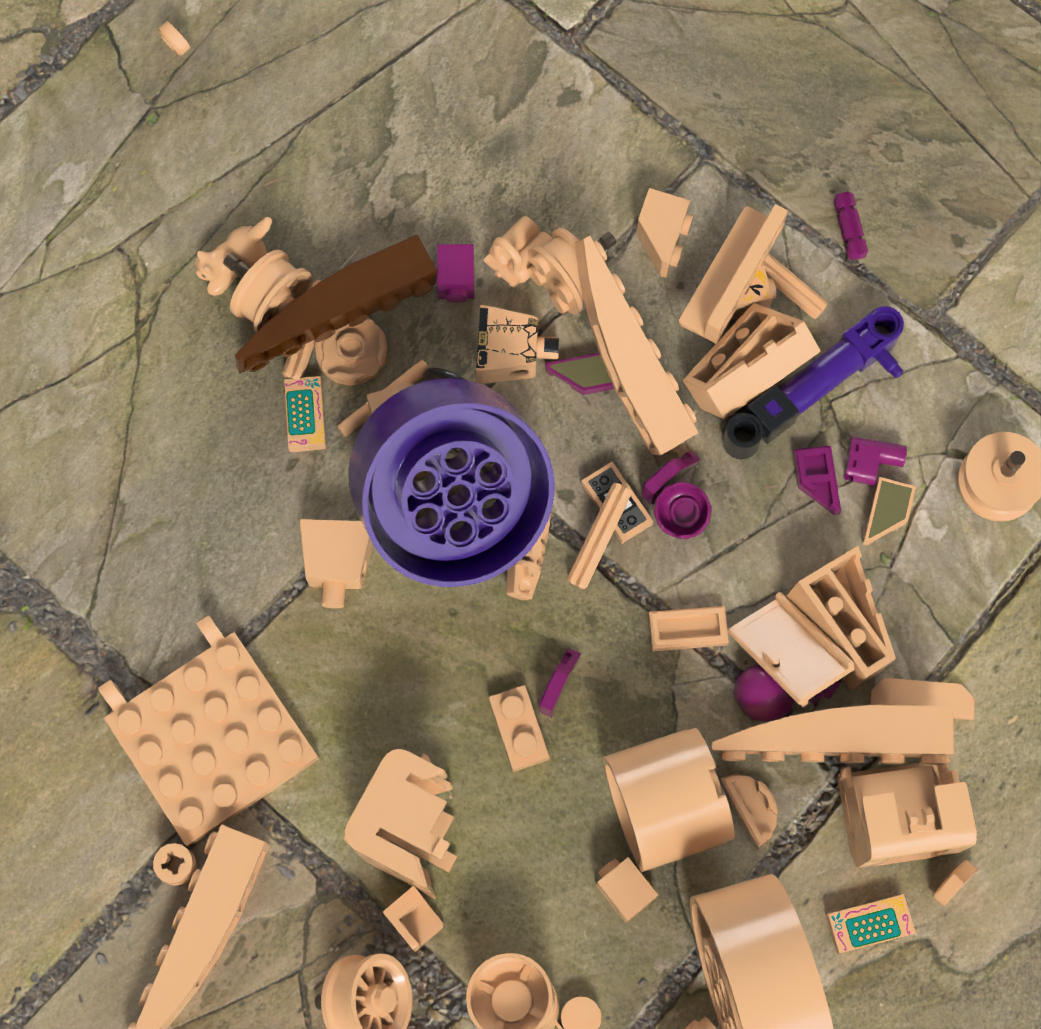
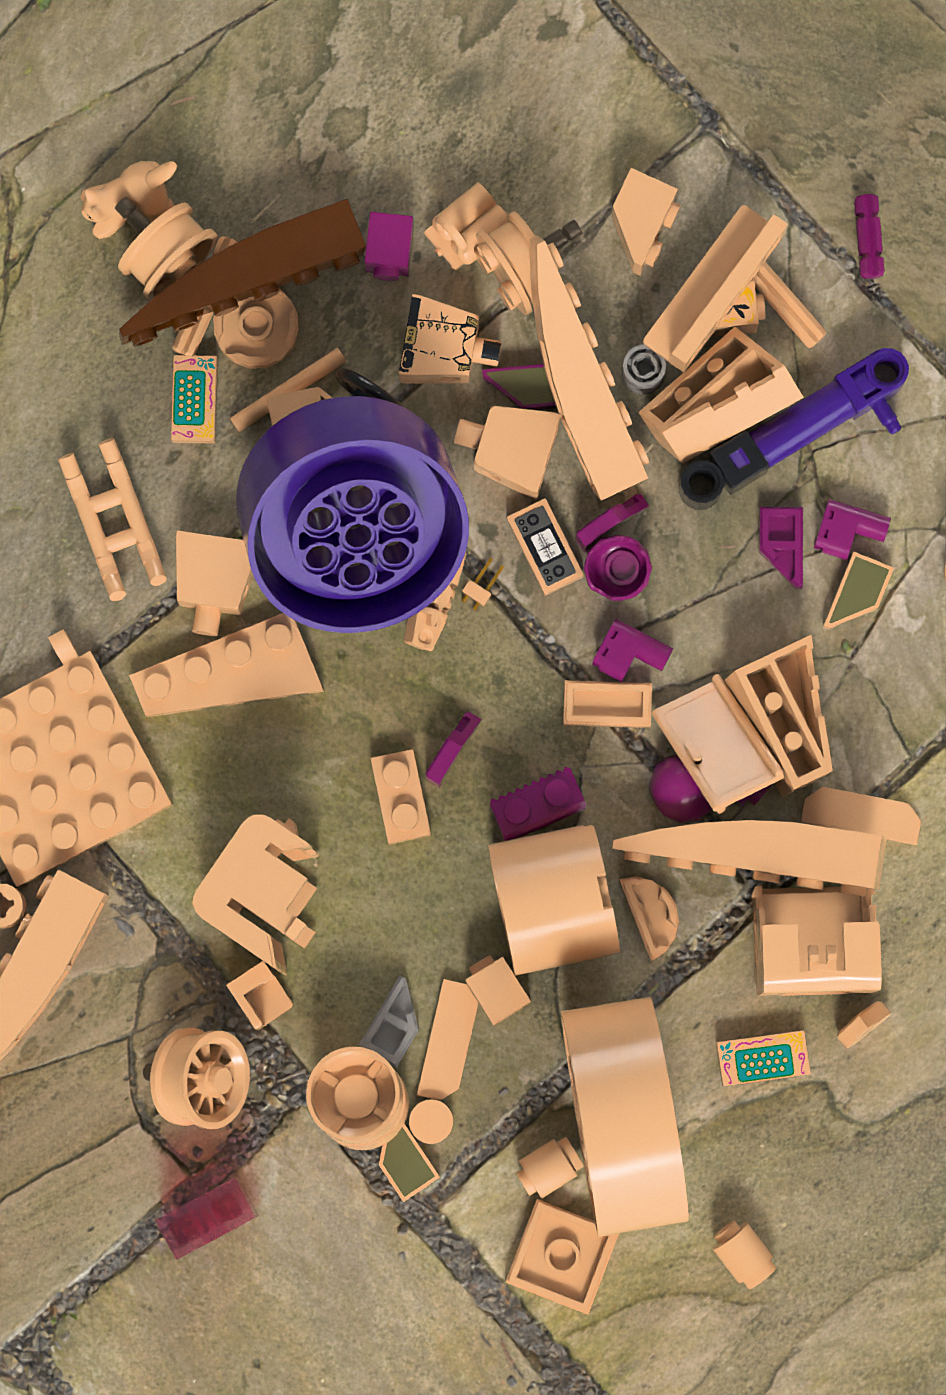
camera: 10 degrees right, 10 degrees up
(250, 498) = (90, 506): none -> light nougat piece
(367, 632) = (241, 667): none -> light nougat wing
(537, 931) = (393, 1025): none -> light grey tile
(563, 547) = (476, 592): none -> piece
(578, 421) = (512, 446): none -> light nougat torso
(587, 942) = (448, 1041): none -> light nougat piece
(599, 535) = (518, 585): light nougat axle -> none
(640, 719) = (537, 804): none -> magenta brick
(679, 356) = (642, 378): none -> light grey wheel
(694, 578) = (624, 645): none -> magenta piece

